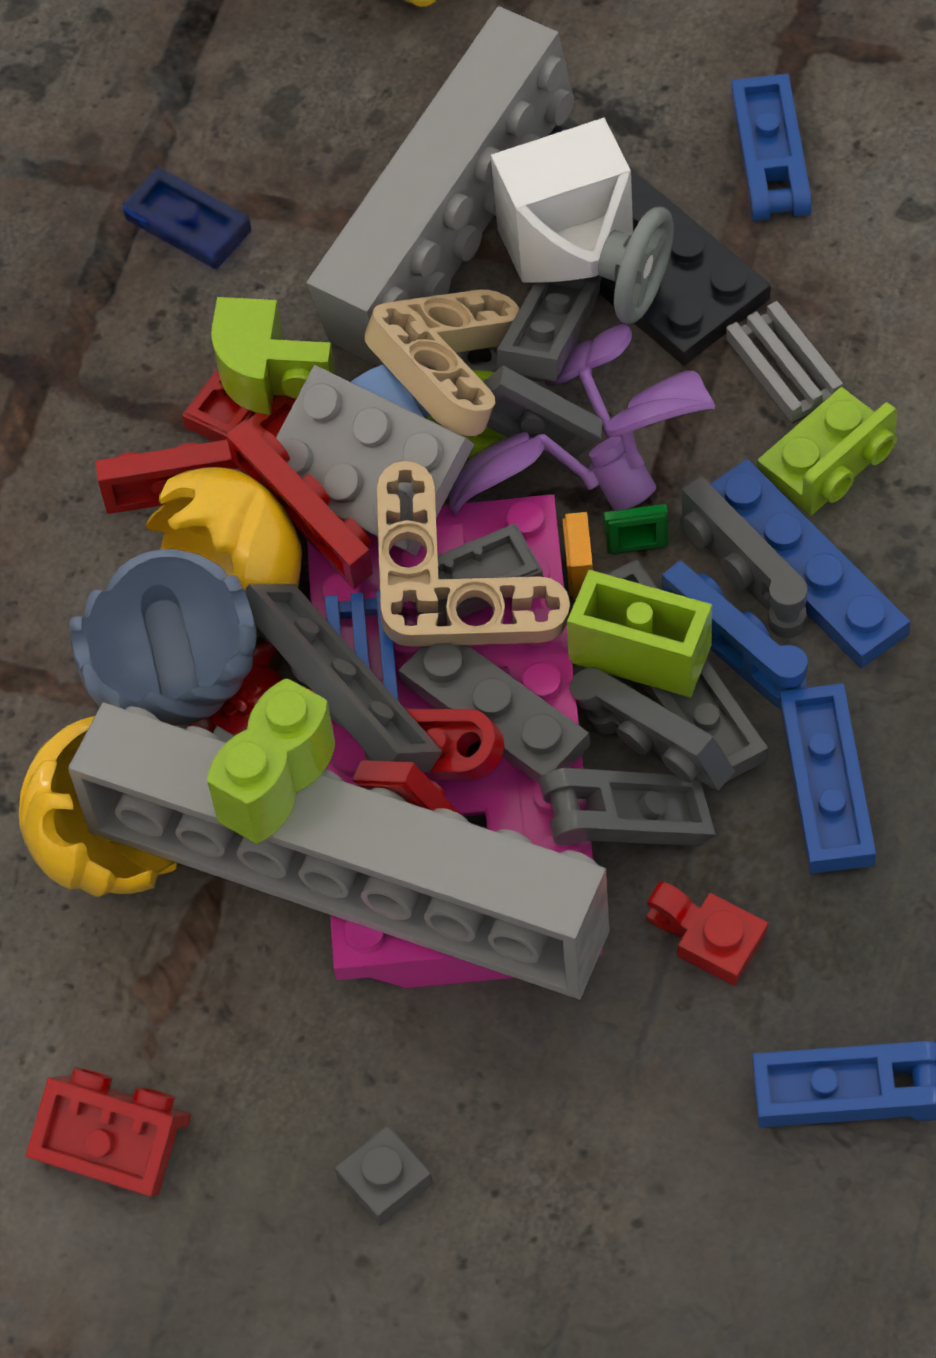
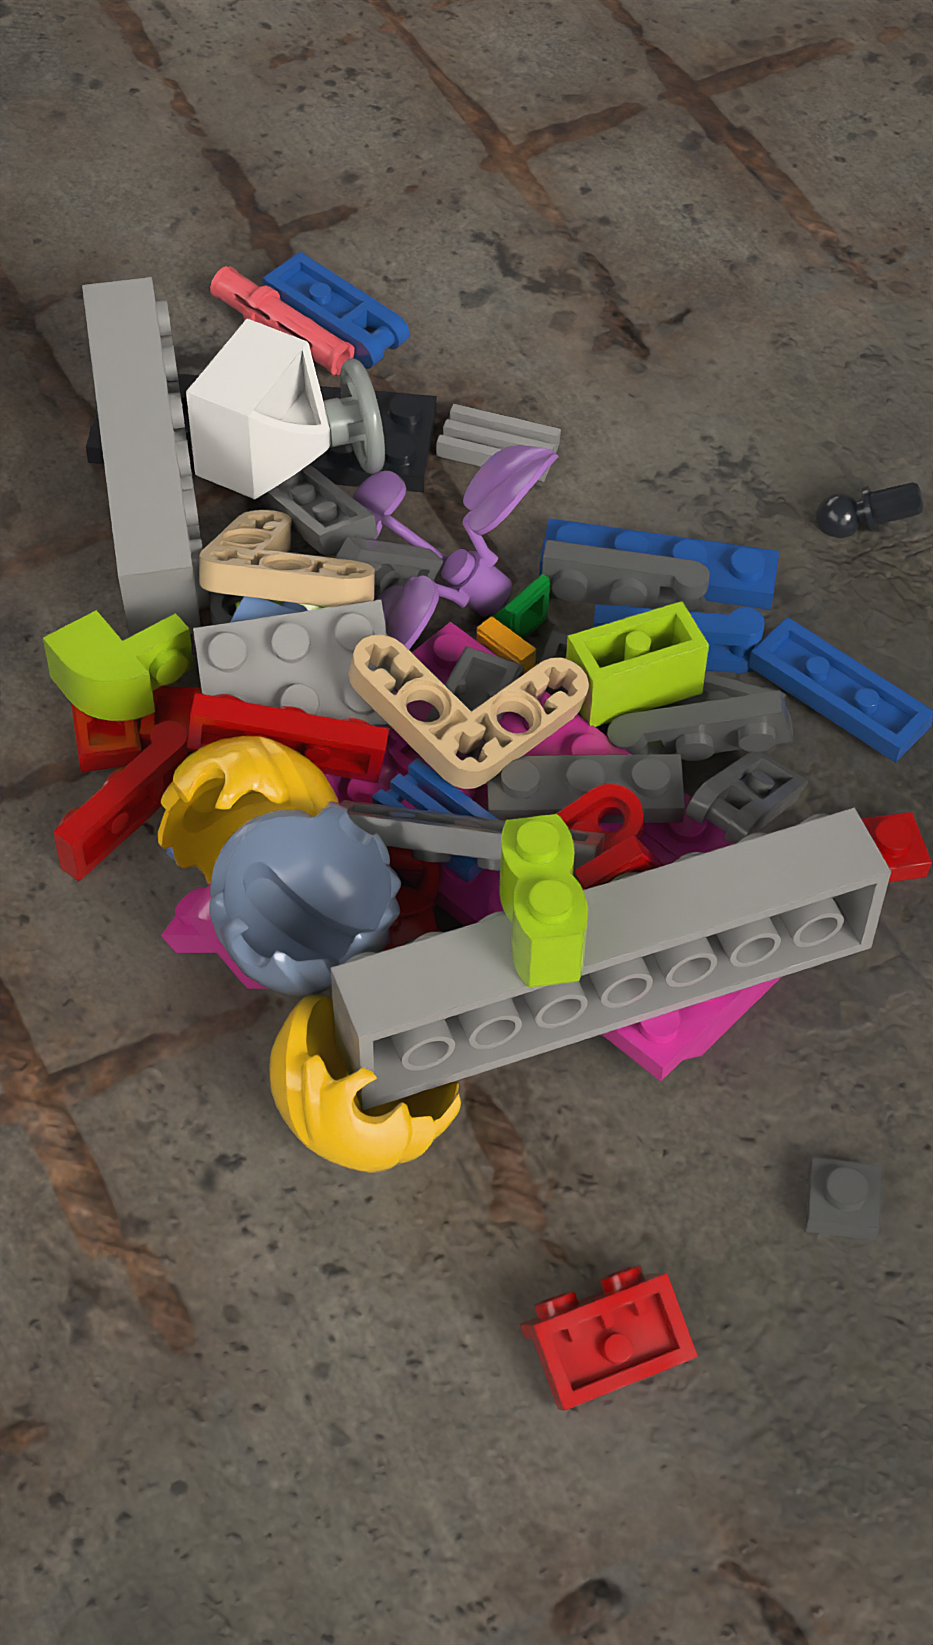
camera: 50 degrees left, 5 degrees down
(711, 112) = (265, 307): none -> coral pin
(829, 450) = (596, 477): lime bracket -> none

